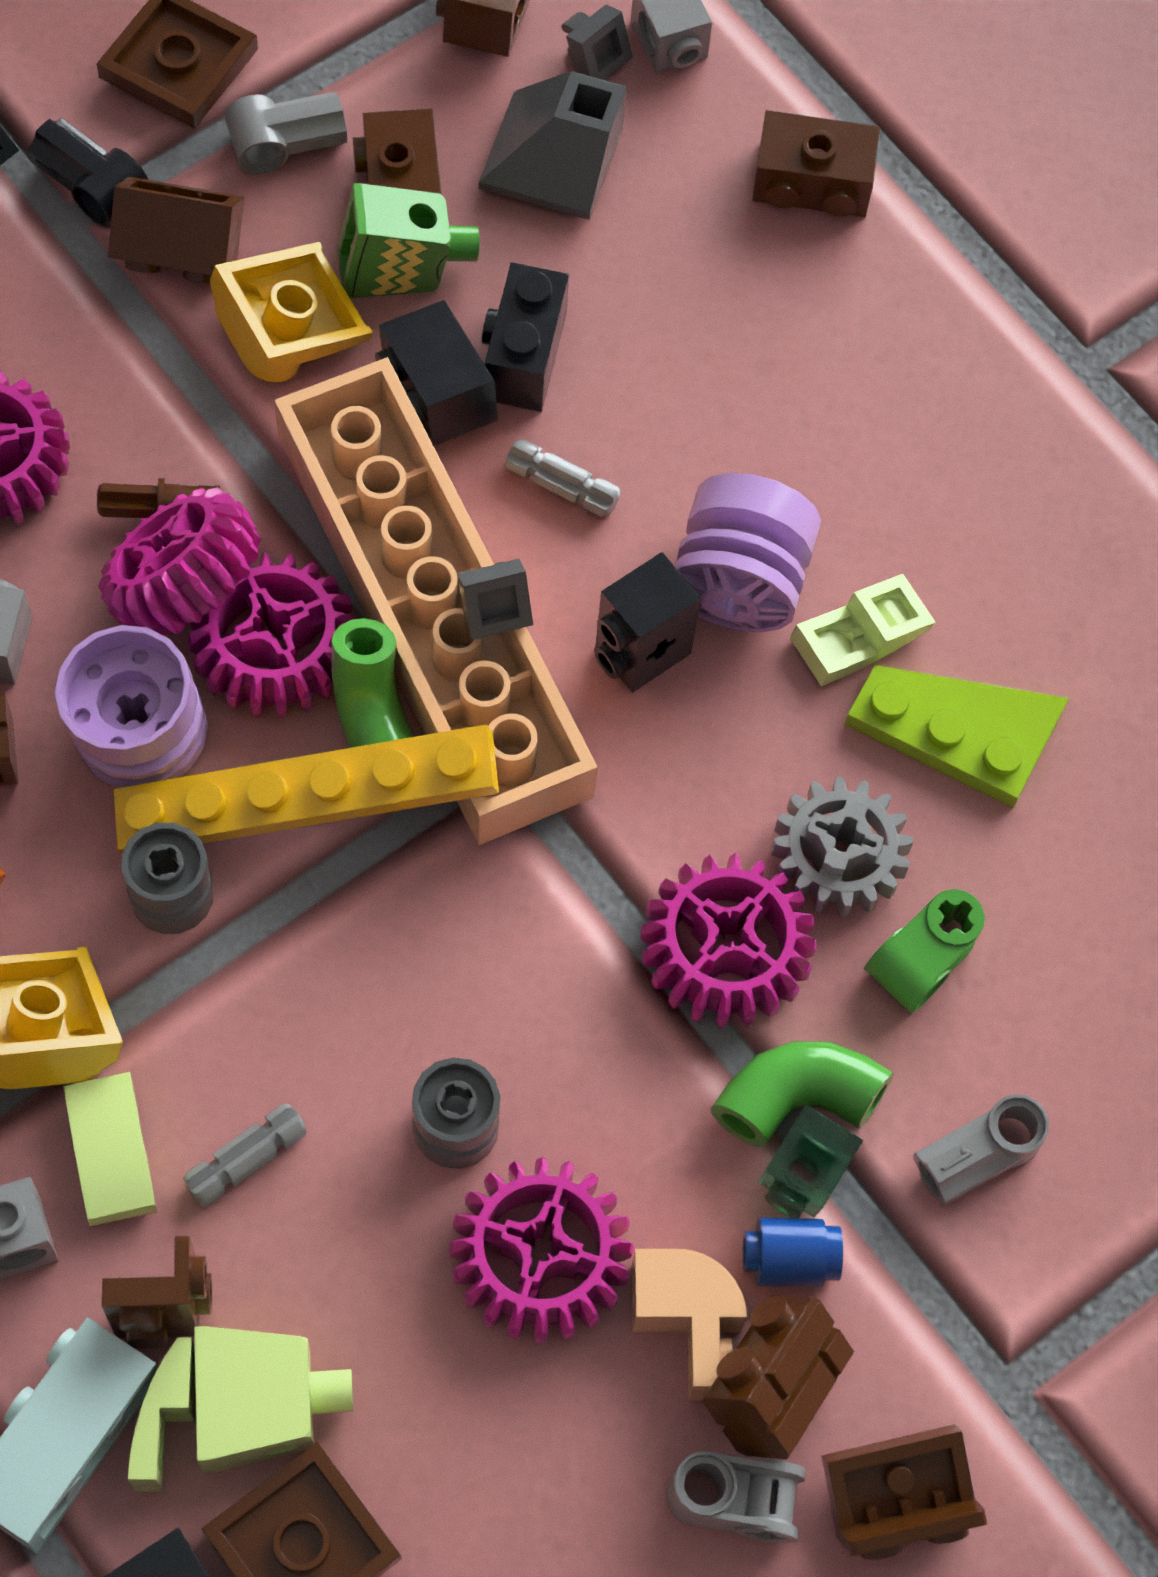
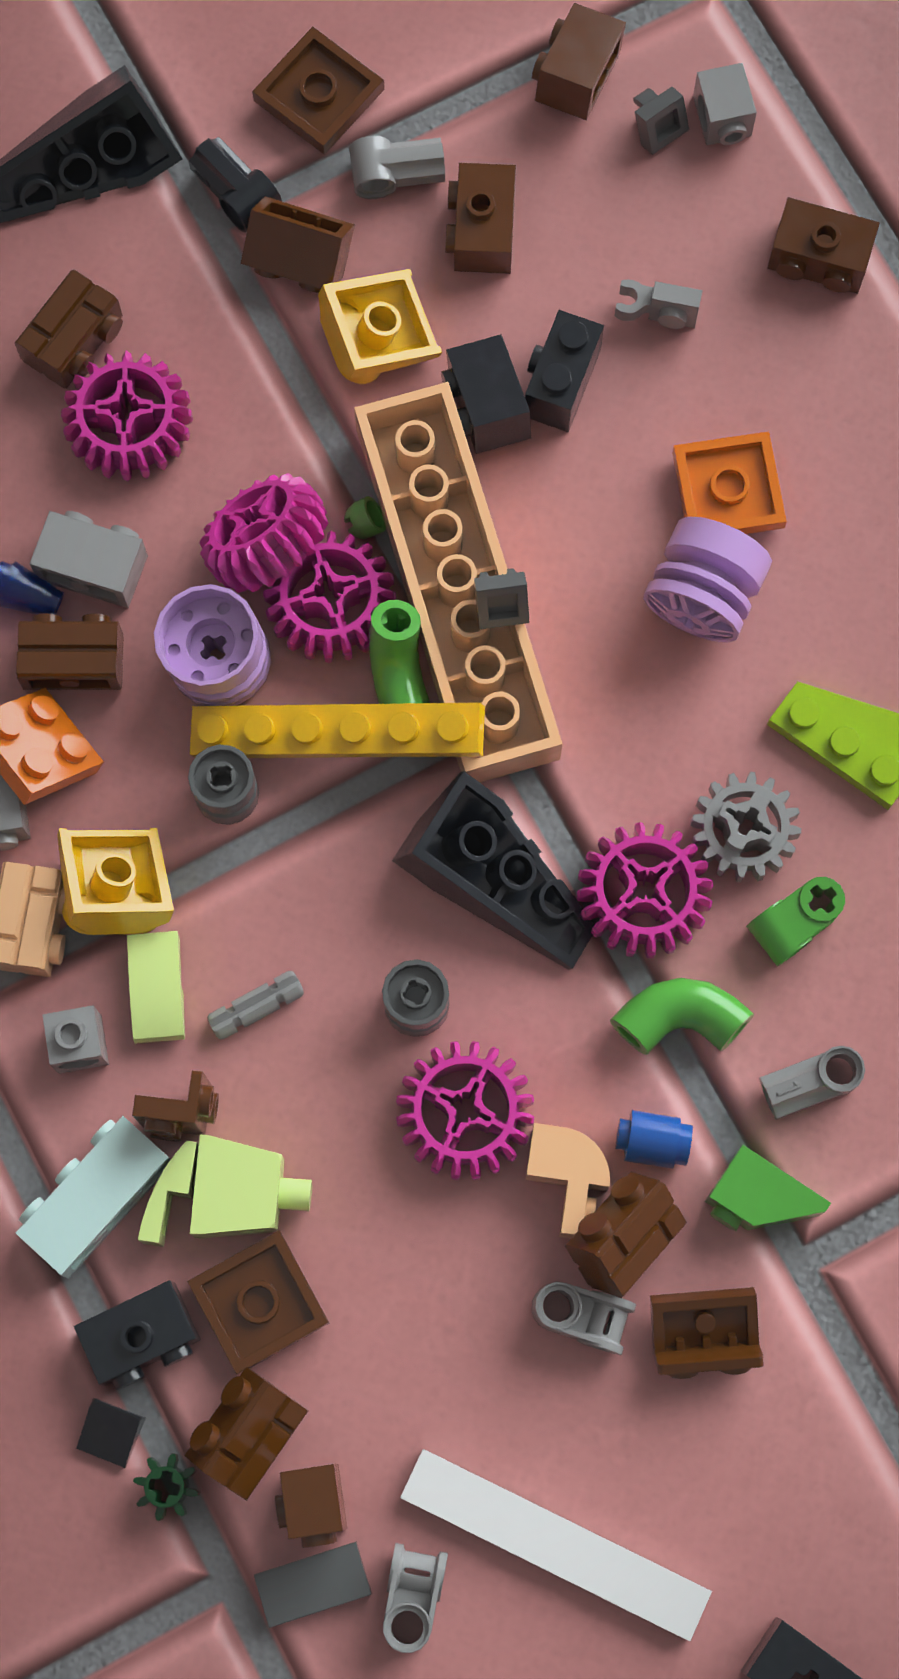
camera: 15 degrees right, 10 degrees up
(139, 500) = (245, 472): reddish brown axle -> none
(305, 537) = (365, 518): none -> bright green hinge
(399, 241) = (473, 278): bright green torso -> none
(519, 935) = (485, 864): none -> black wedge
(557, 143) = (613, 204): dark grey slope -> none
(562, 477) = (575, 492): light grey axle -> none
(639, 248) = (666, 303): none -> light grey plate
(646, 623) = (619, 628): black brick -> none
(753, 433) = (731, 482): none -> orange plate
(824, 1148) = (690, 1061): clear green brick -> none
(862, 631) = (793, 650): yellowish green slope -> none
(944, 1303) = (761, 1195): none -> bright green slope

